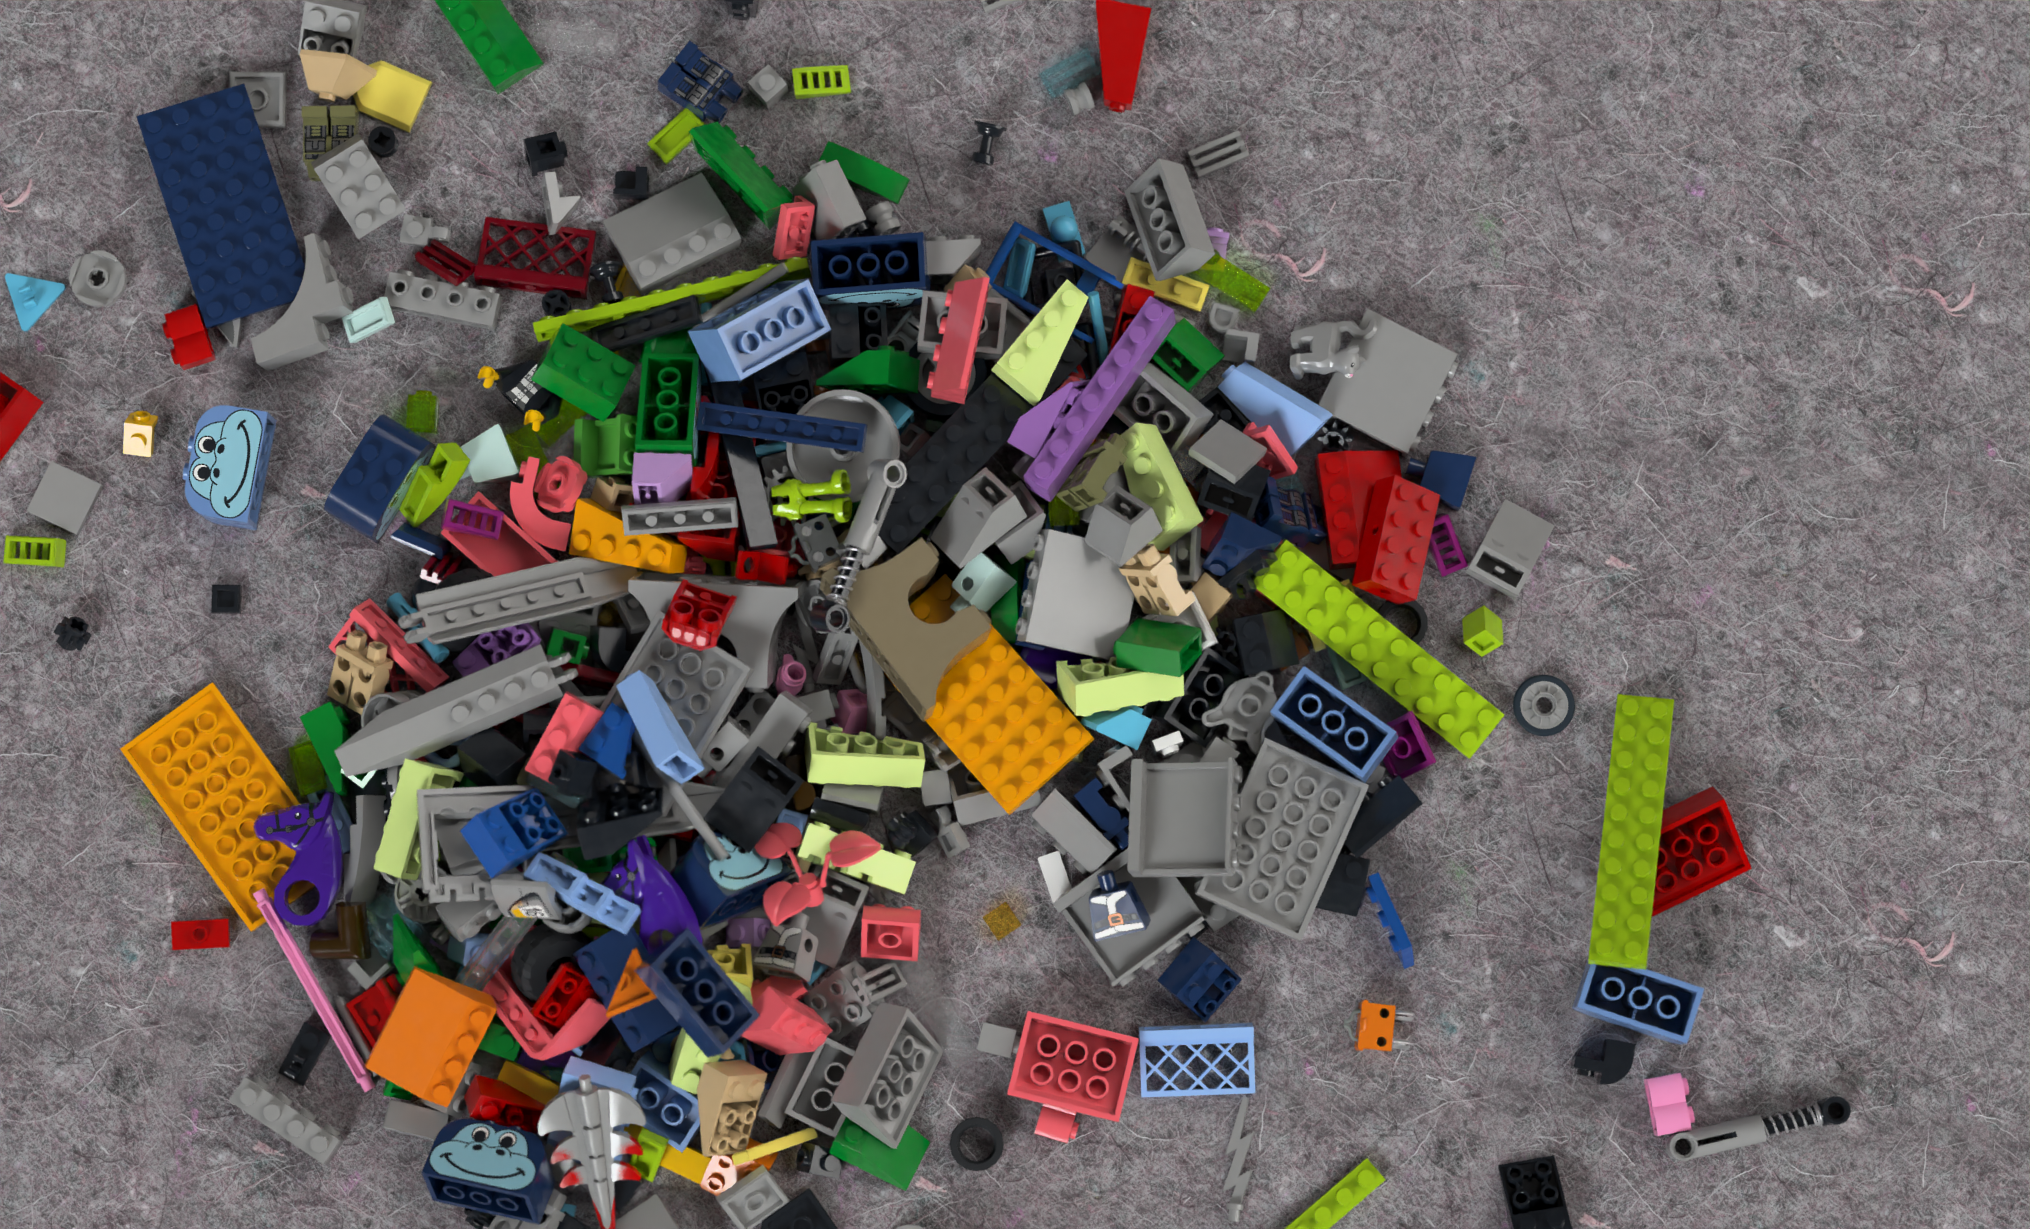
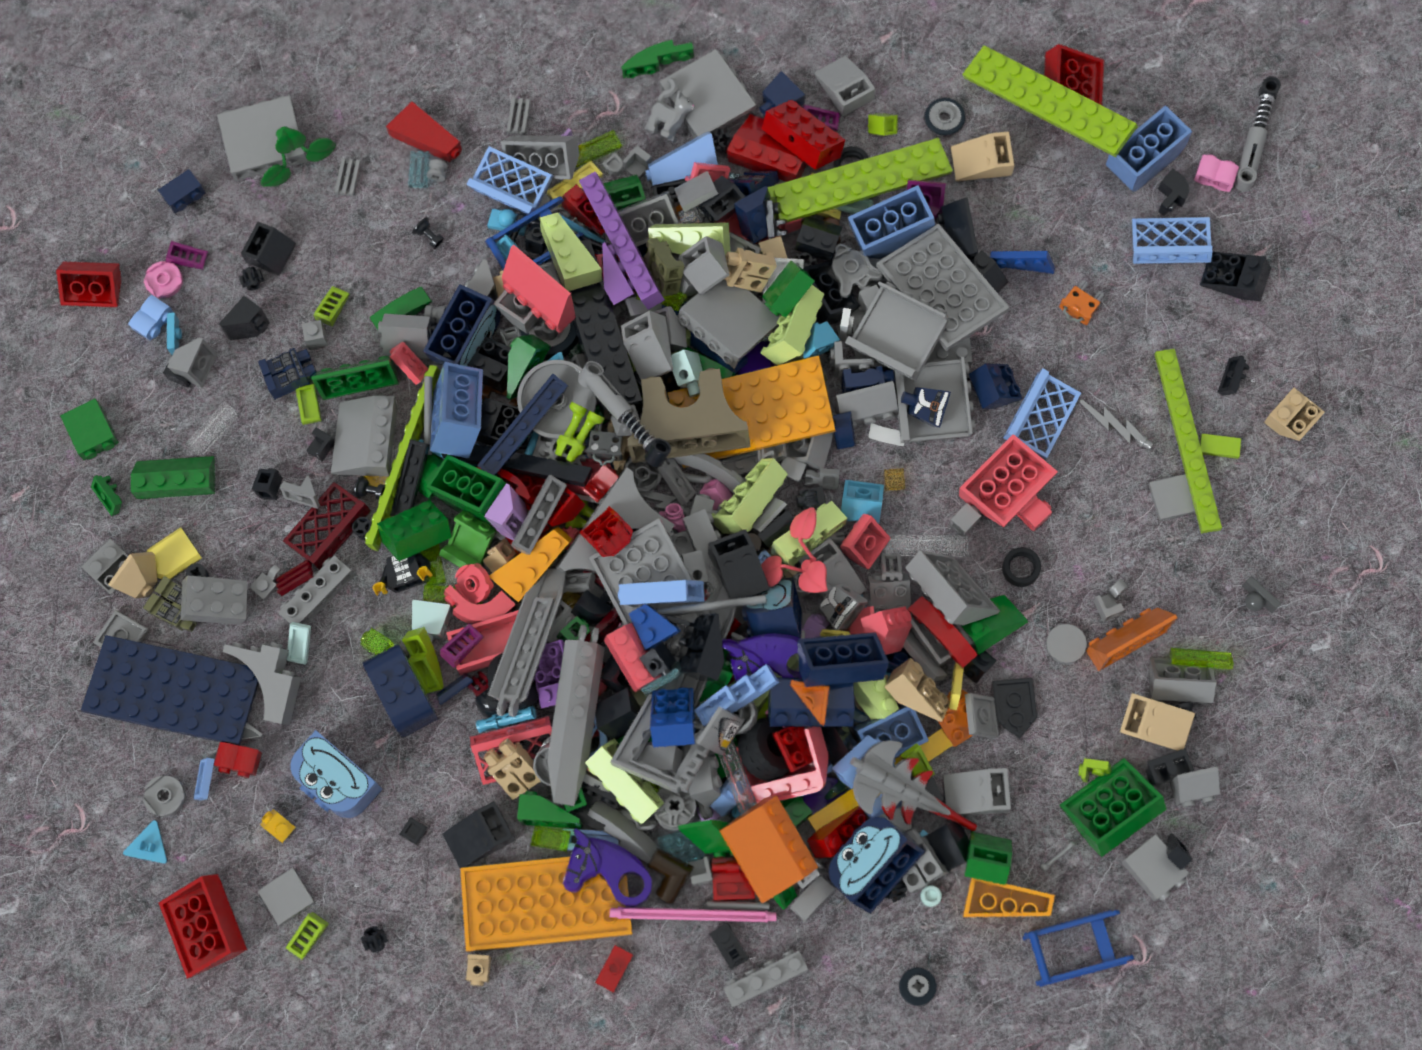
camera: 55 degrees left, 10 degrees down
(117, 779) = (484, 962): none -> tan brick
(143, 313) = (203, 779): none -> light blue tile
(263, 680) = (478, 835): none -> black slope
(819, 1107) = (943, 631): none -> red slope
(947, 897) = (862, 499): none -> medium azure slope
(1024, 823) = (844, 430): none -> dark blue tile
(1089, 203) = (505, 197): none -> light blue fence
(1393, 275) = (649, 59): none -> green slope
(1508, 787) = (983, 157): none -> tan slope
(1513, 1102) = (1171, 252): none -> light blue fence

